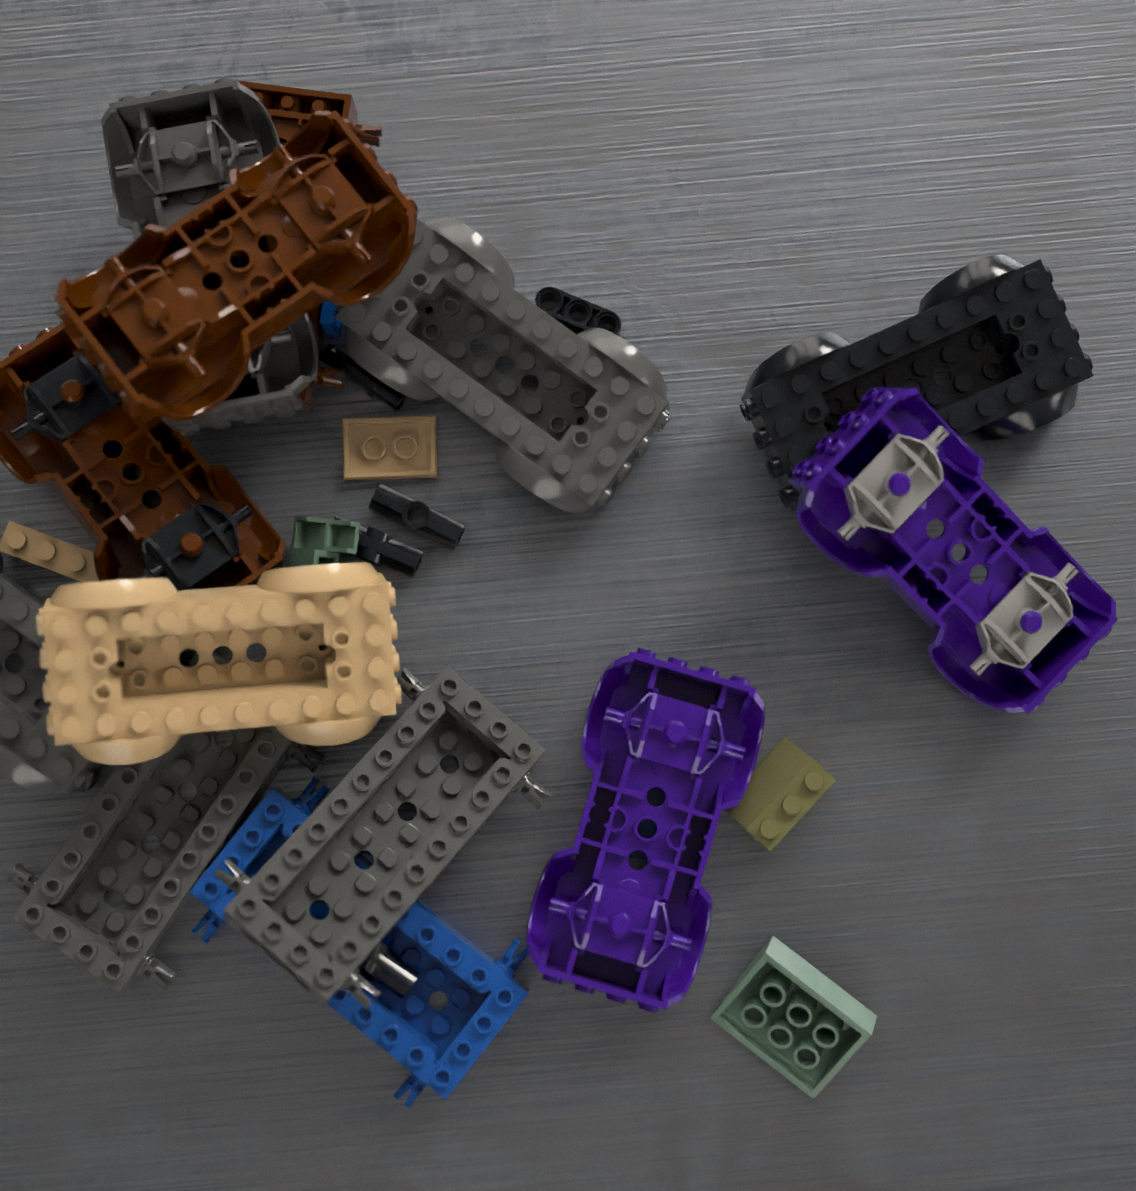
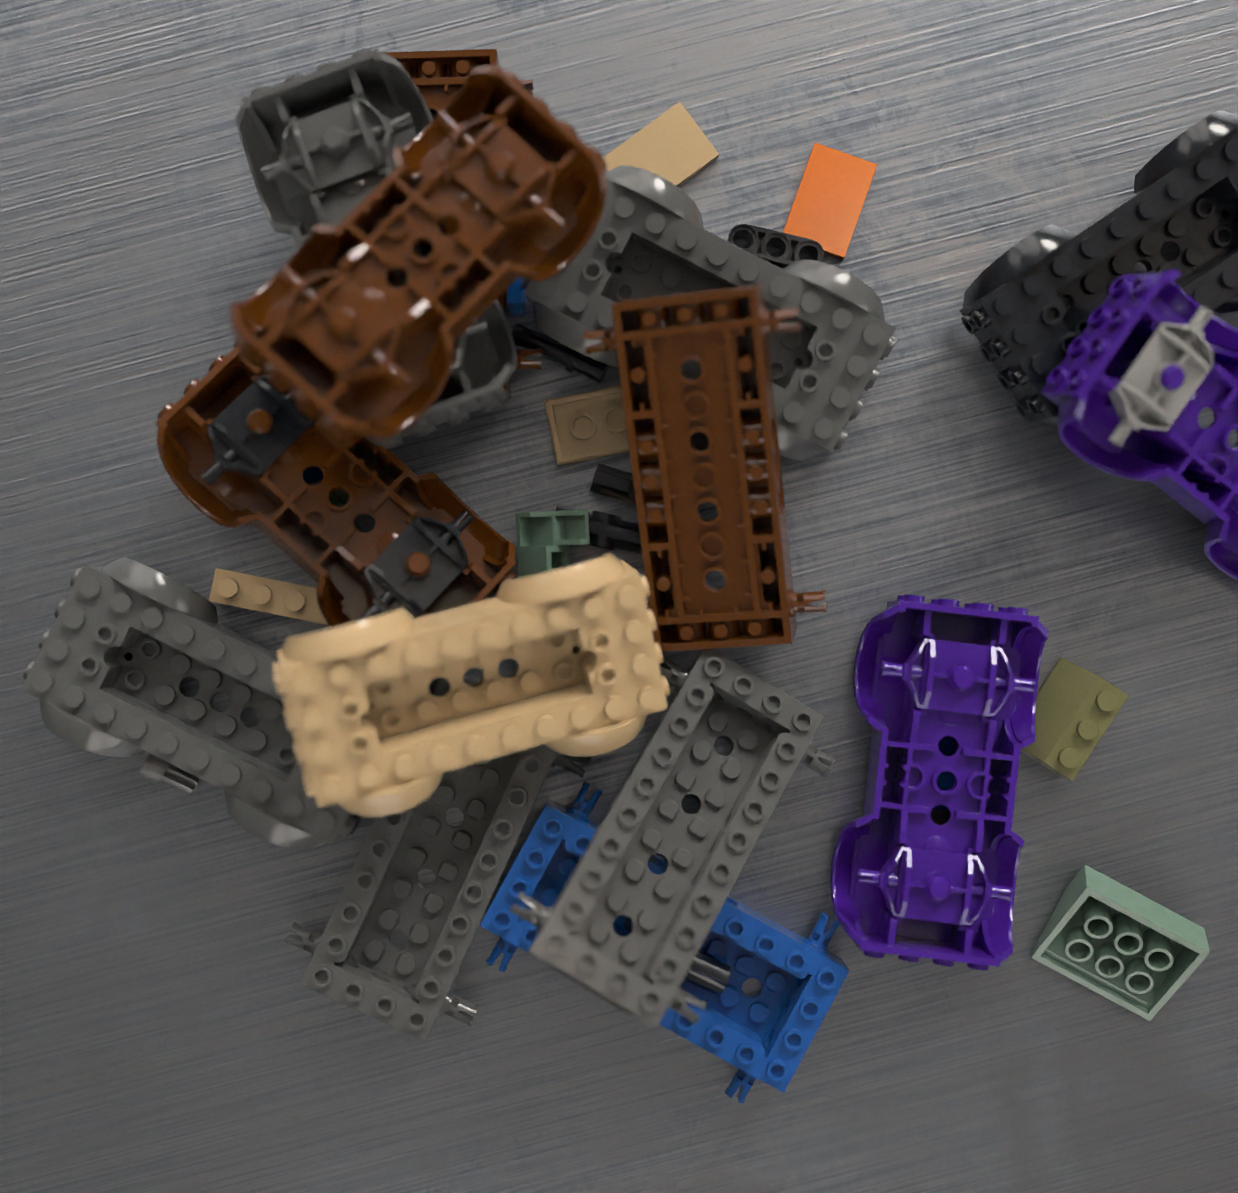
camera: 15 degrees left, 5 degrees up
(495, 209) = (667, 147): none -> tan tile
(497, 507) = (736, 472): none -> reddish brown piece
(638, 278) = (830, 199): none -> orange tile

